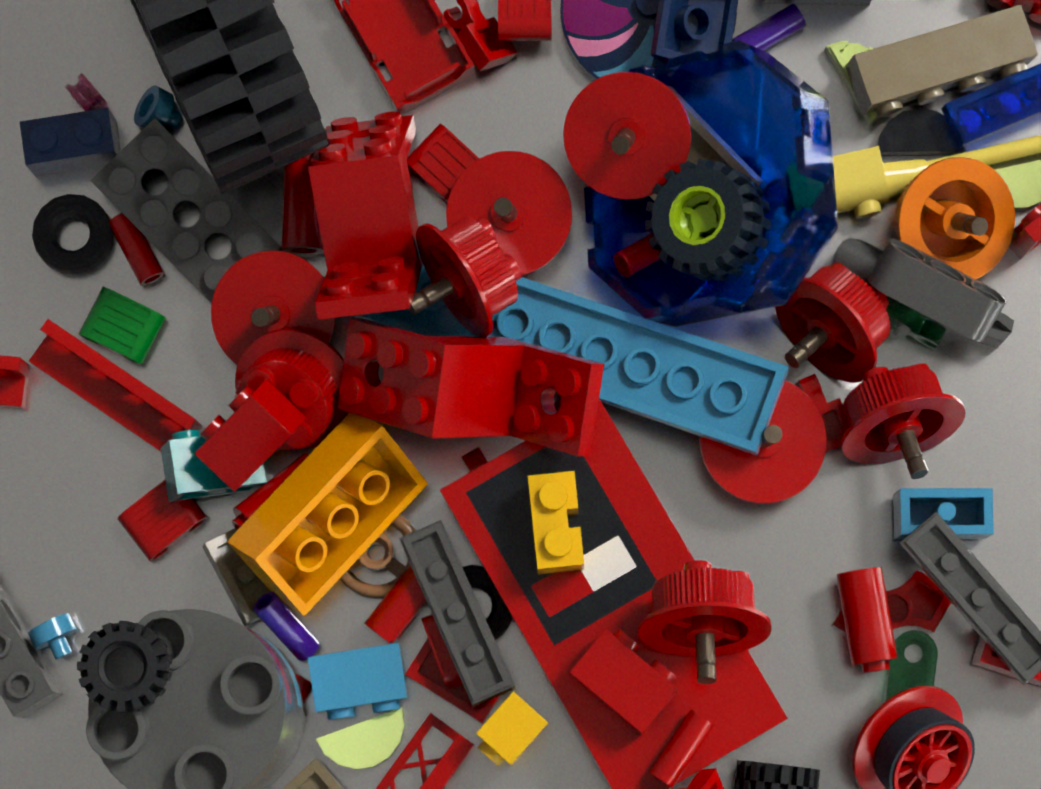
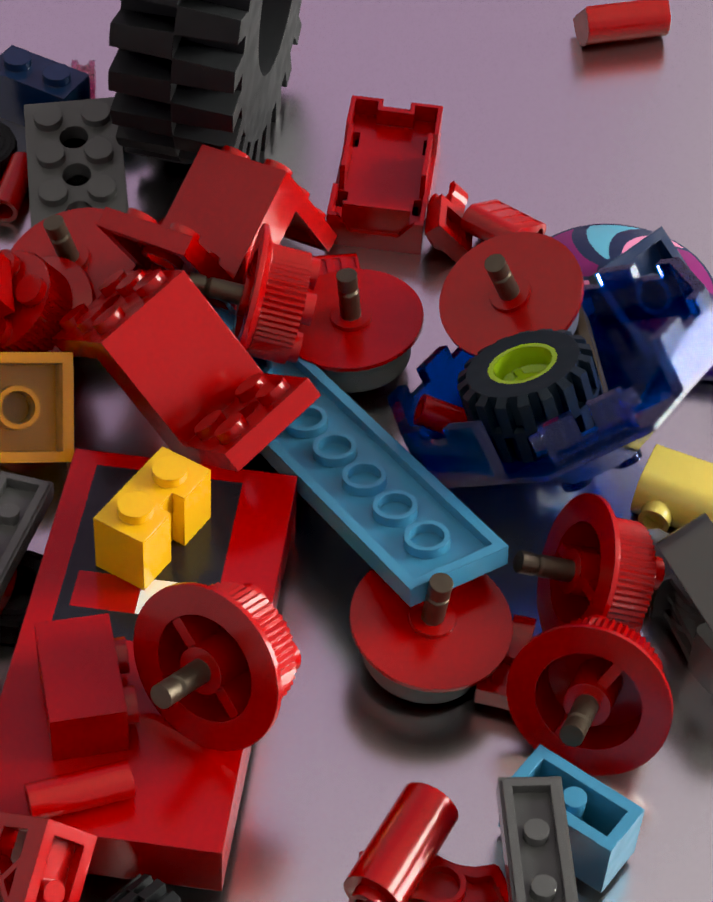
camera: 30 degrees right, 35 degrees down
(907, 321) = (670, 637): clear green plate -> none

